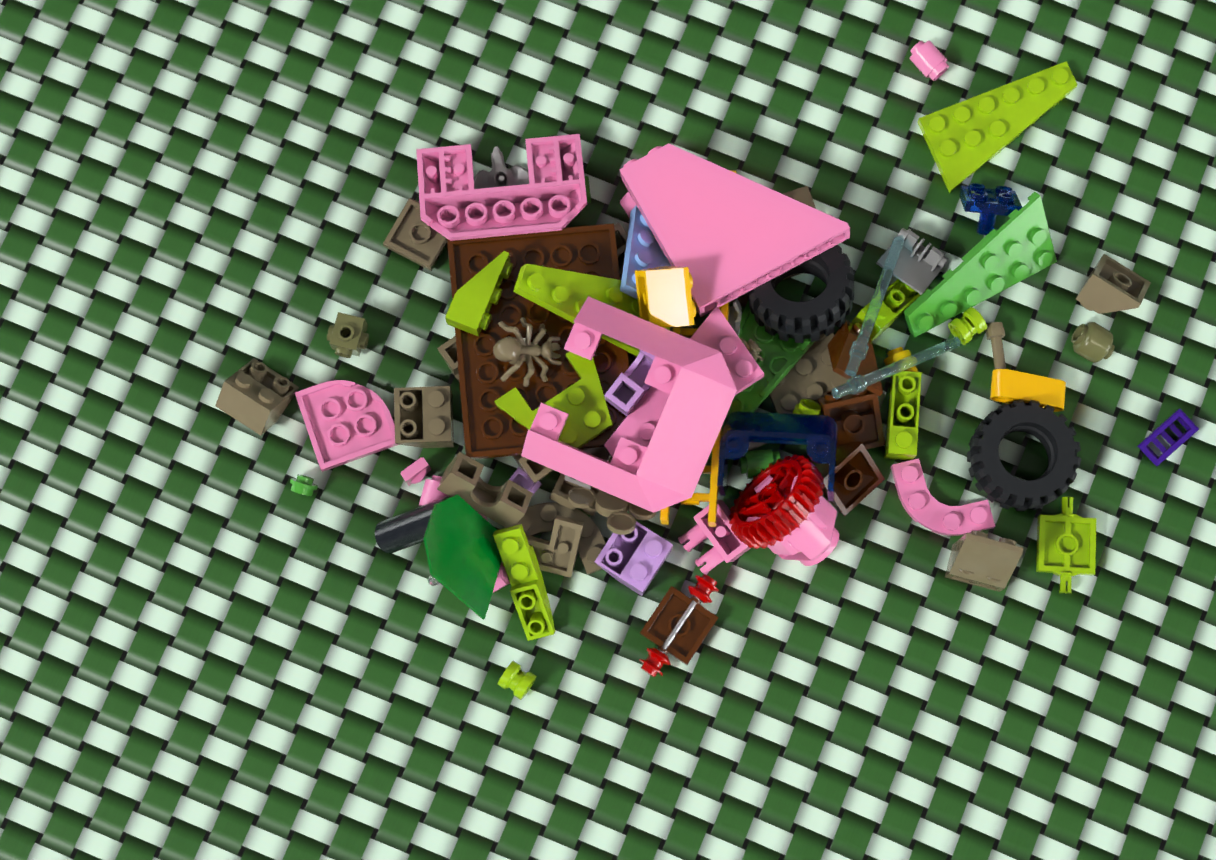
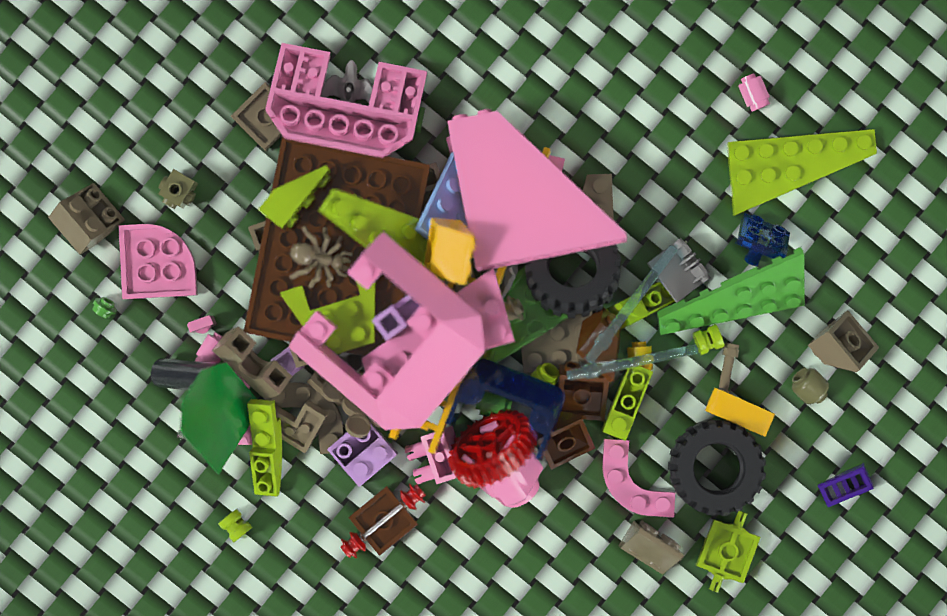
camera: 20 degrees right, 10 degrees up
(424, 416) = (221, 280): dark tan slope -> none

